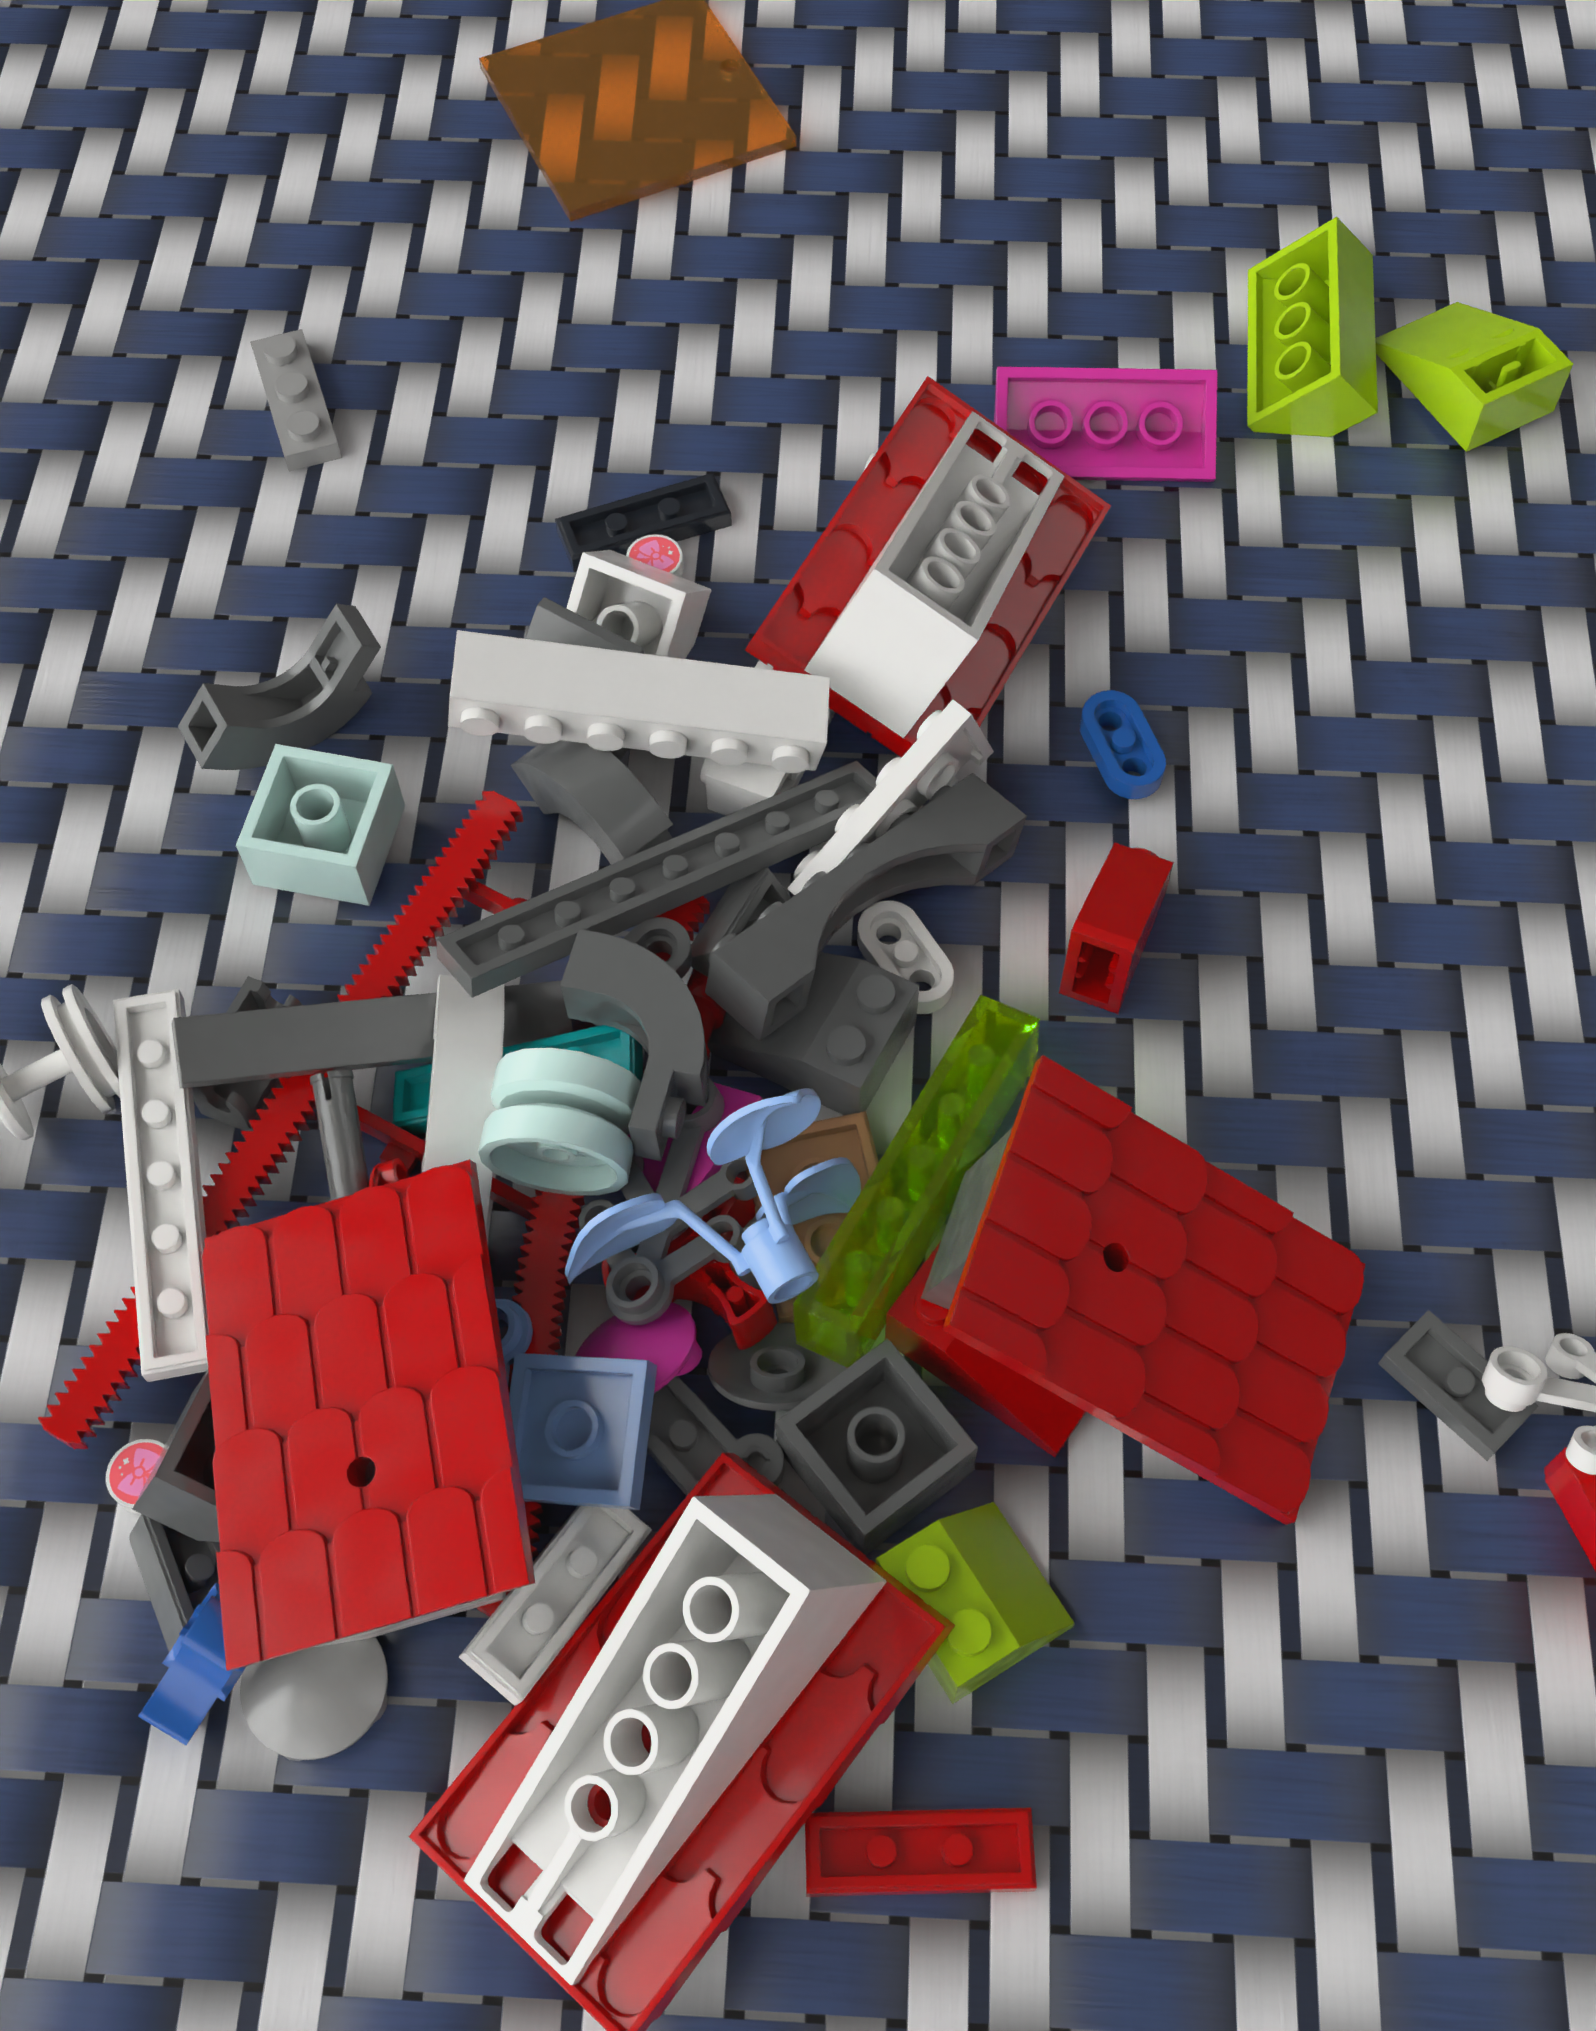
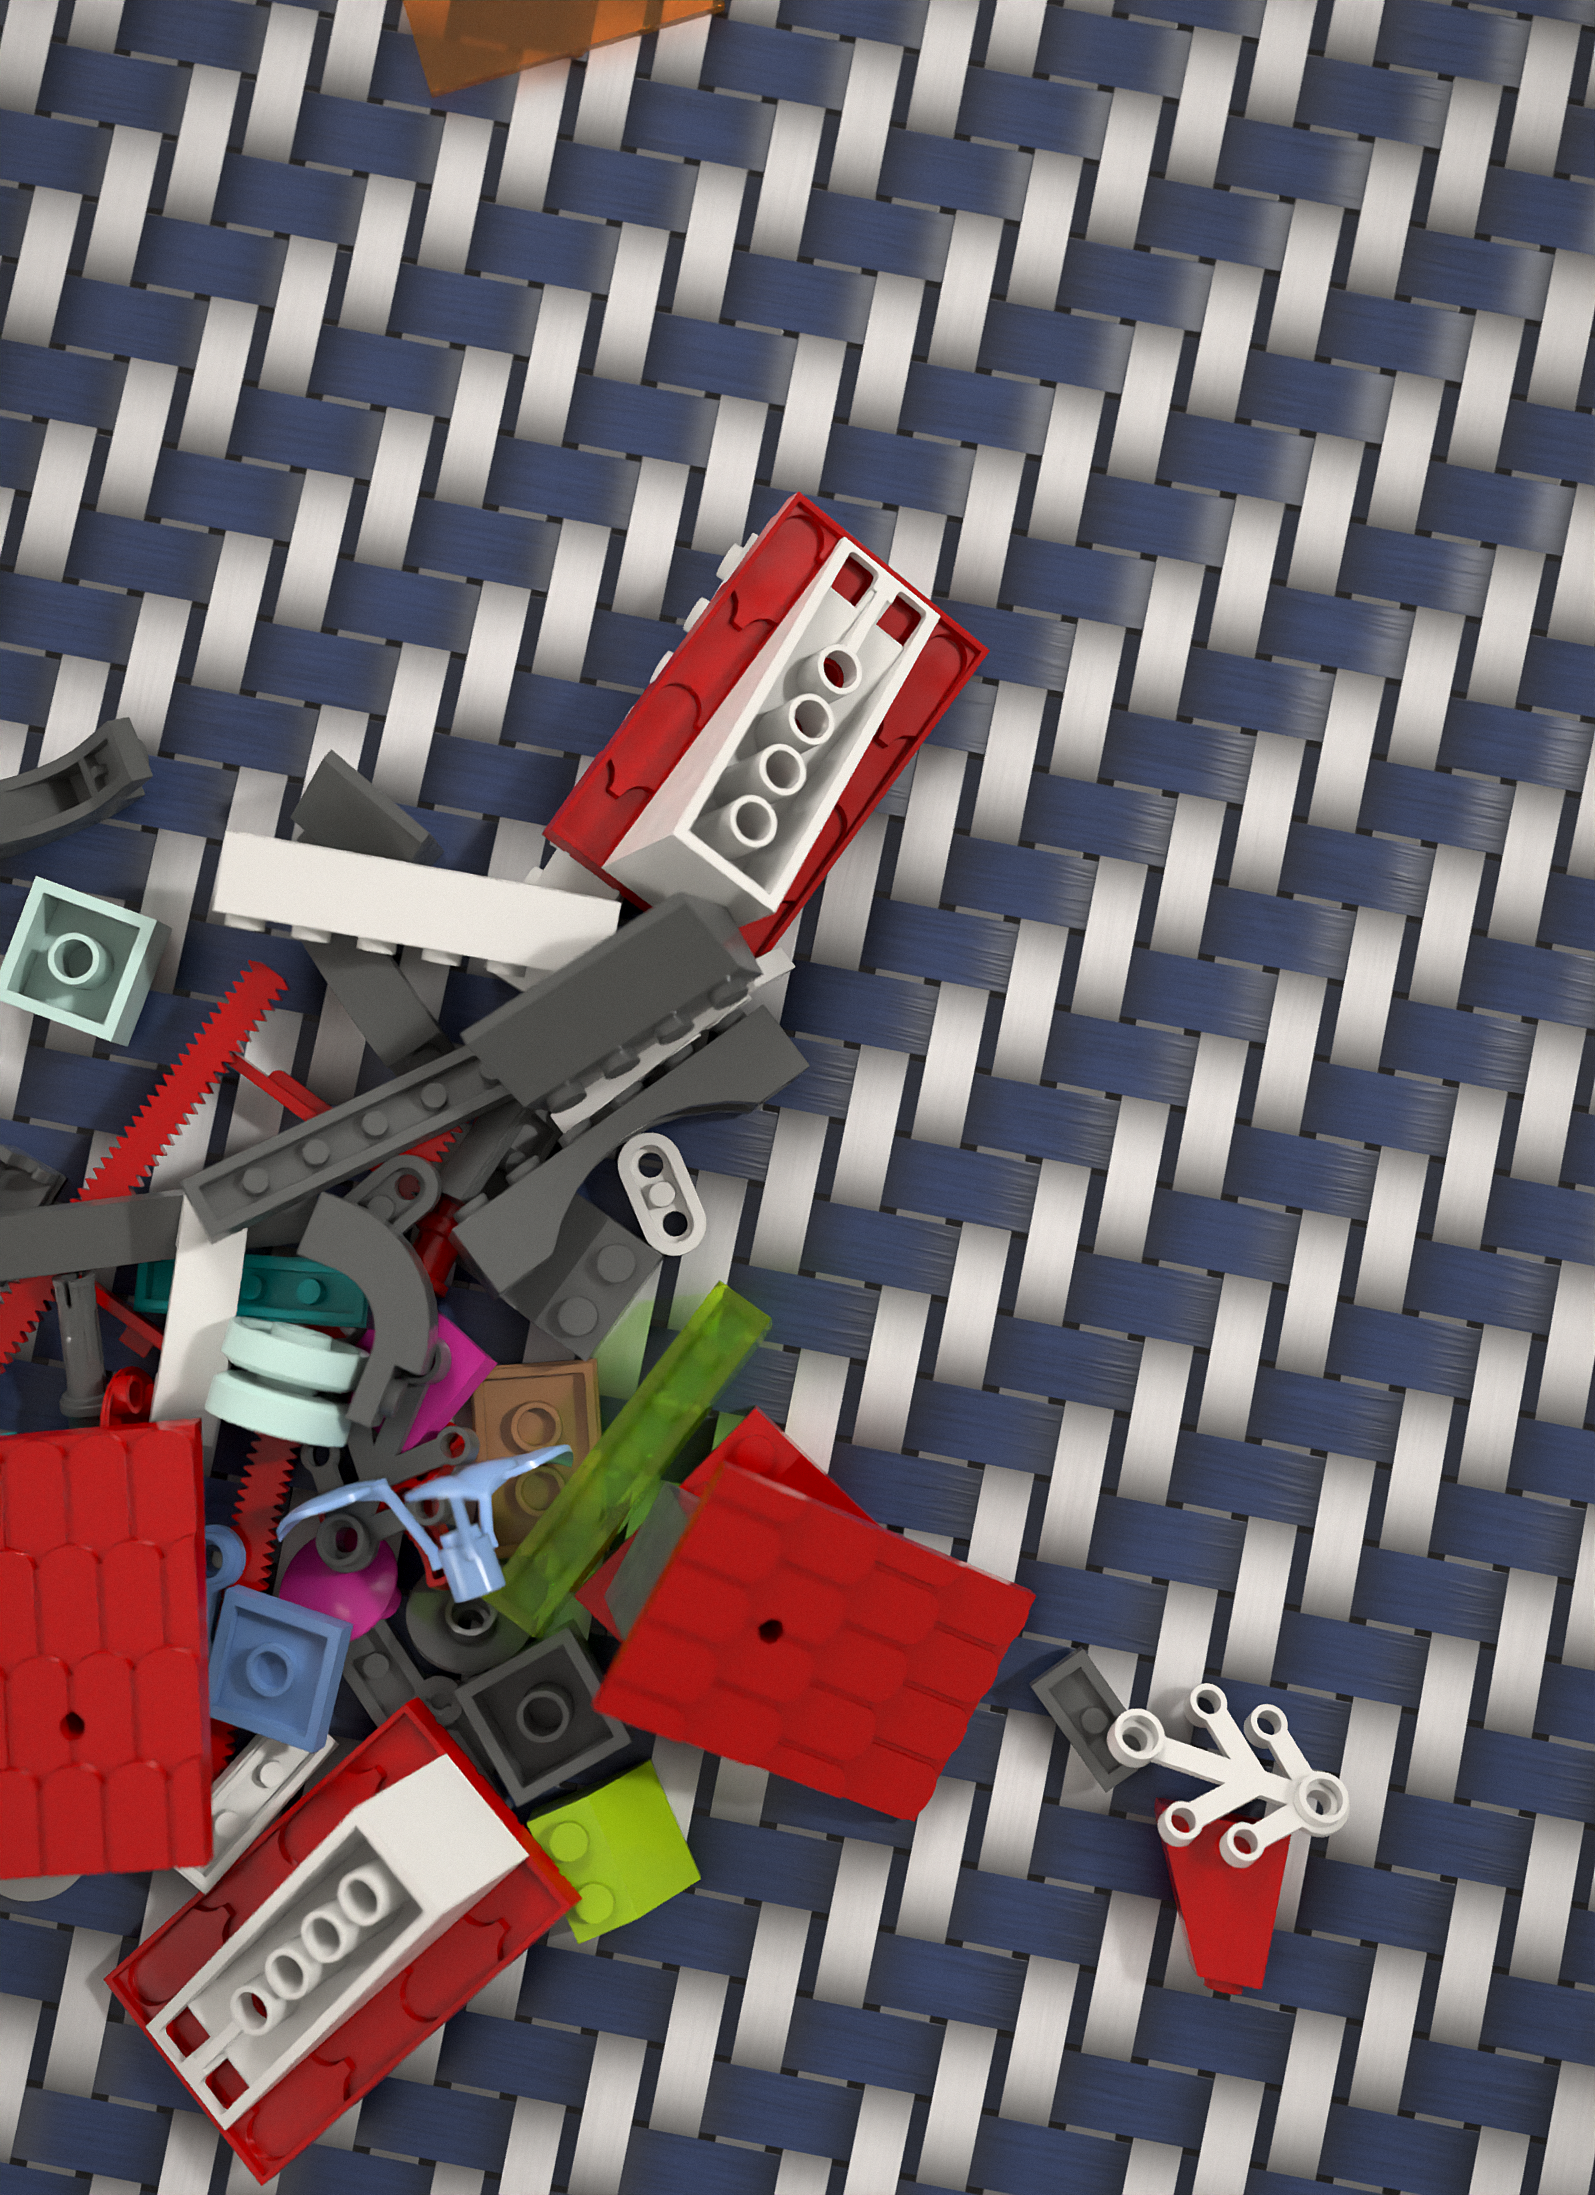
camera: 10 degrees right, 25 degrees up
(295, 400) = (84, 344): light grey plate -> none
(639, 602) = (432, 736): white slope -> none
(658, 552) = (471, 647): tile -> none
(671, 511) = (465, 585): black tile -> none
(840, 727) = (616, 1003): none -> dark grey slope
(920, 1852) = (534, 2050): red tile -> none
(1114, 420) = (1008, 534): dark pink slope -> none
(1114, 927) = (883, 1192): red slope -> none
(1125, 749) = (935, 971): blue plate -> none
(1312, 336) = (1276, 435): lime slope -> none
(1476, 371) = (1445, 512): lime slope -> none

